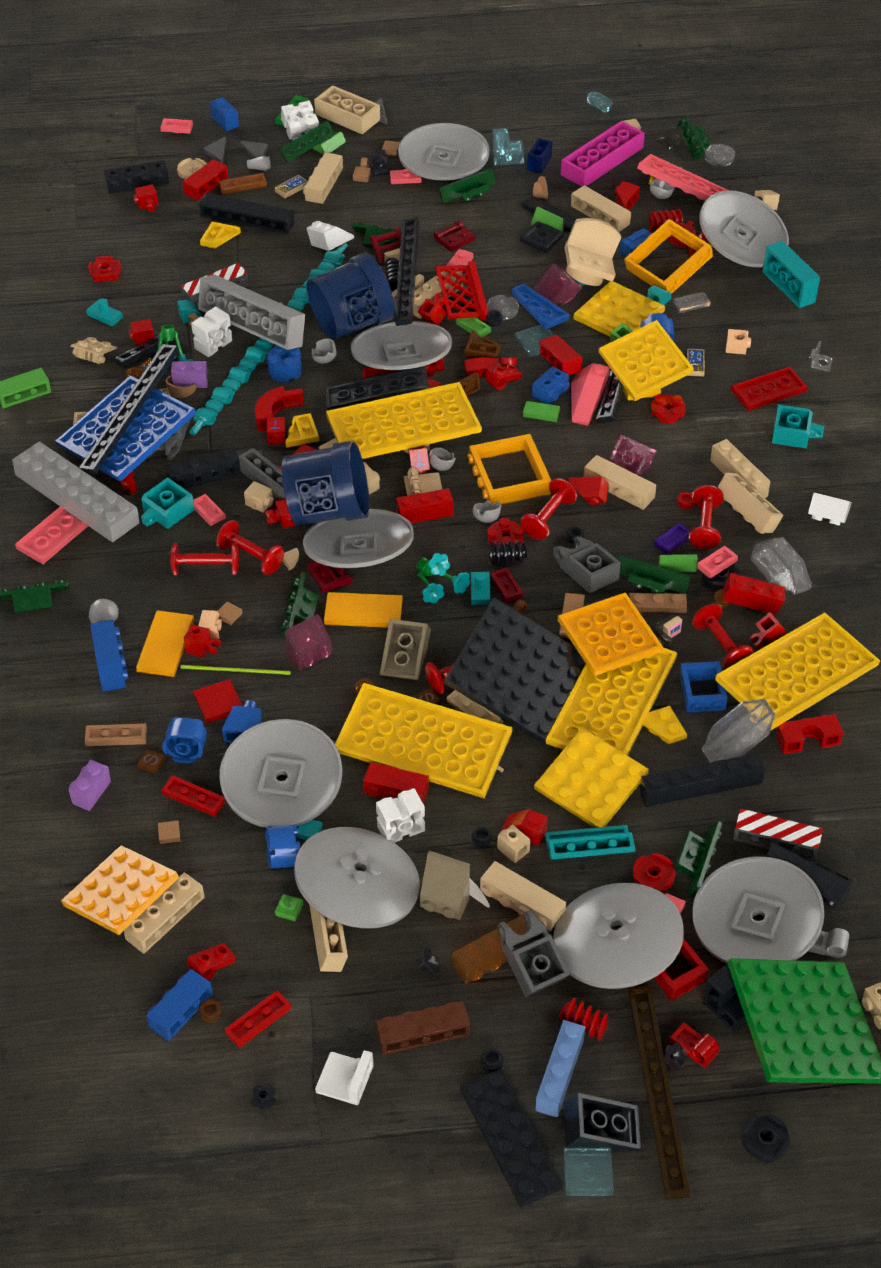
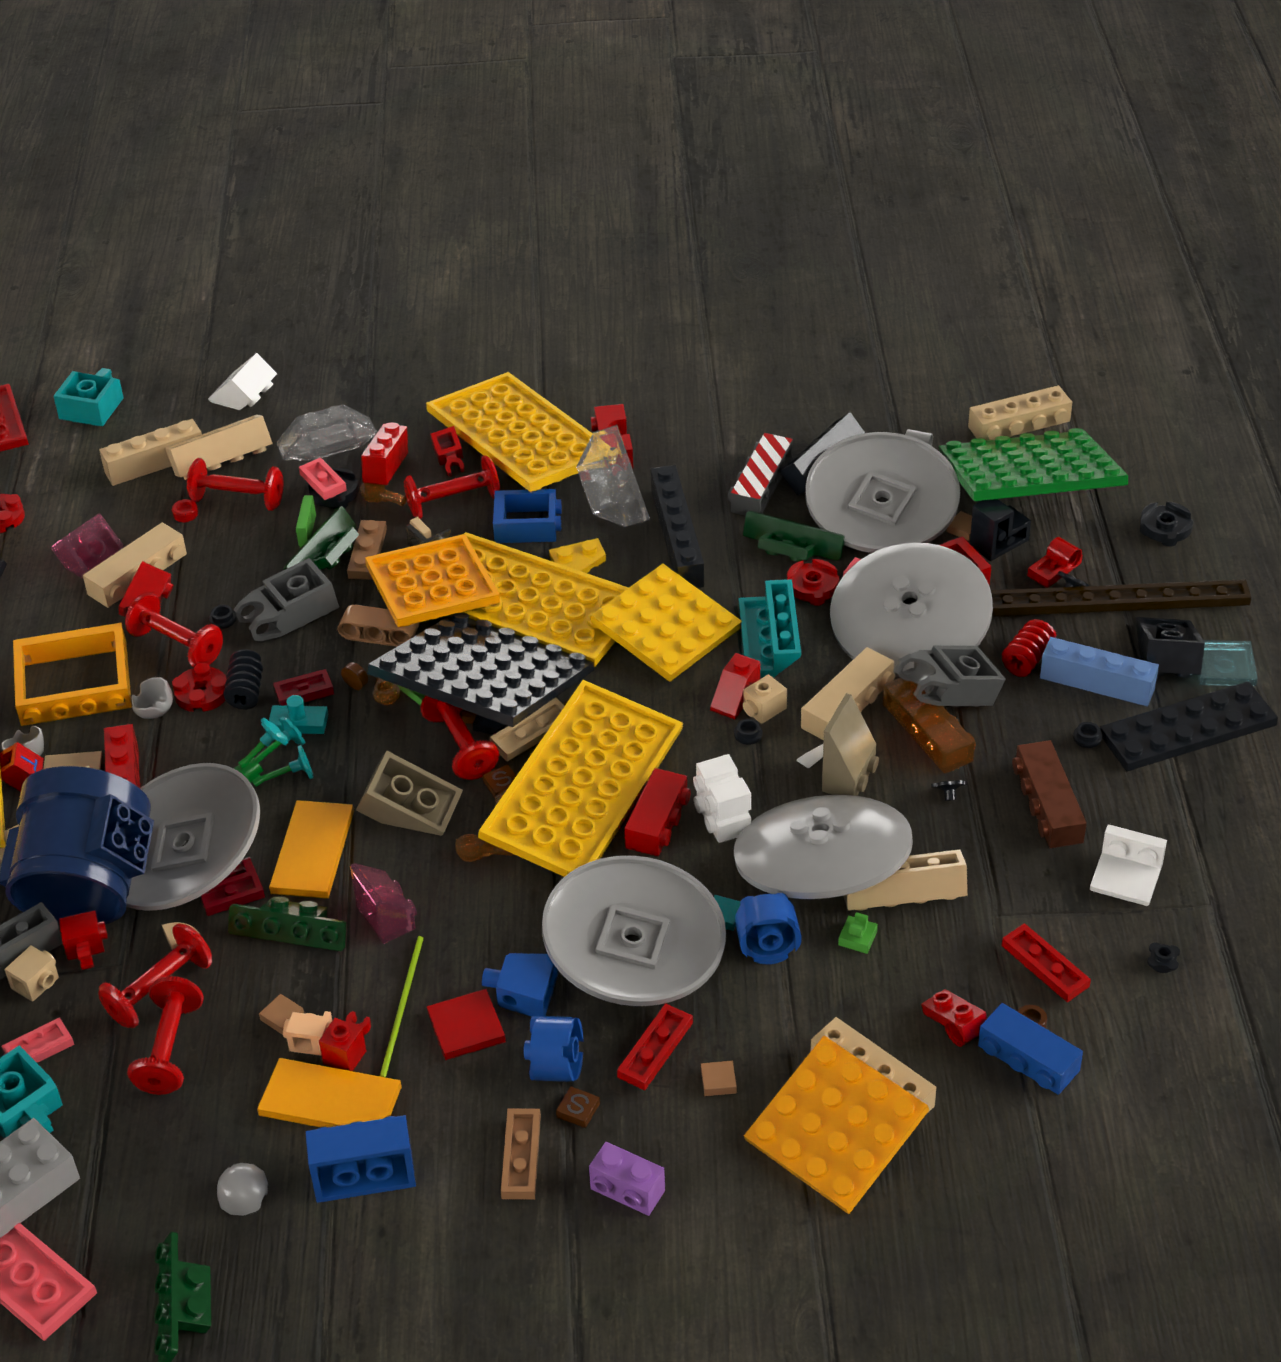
camera: 85 degrees left, 5 degrees down
(672, 538) = (253, 527): dark purple tile -> none

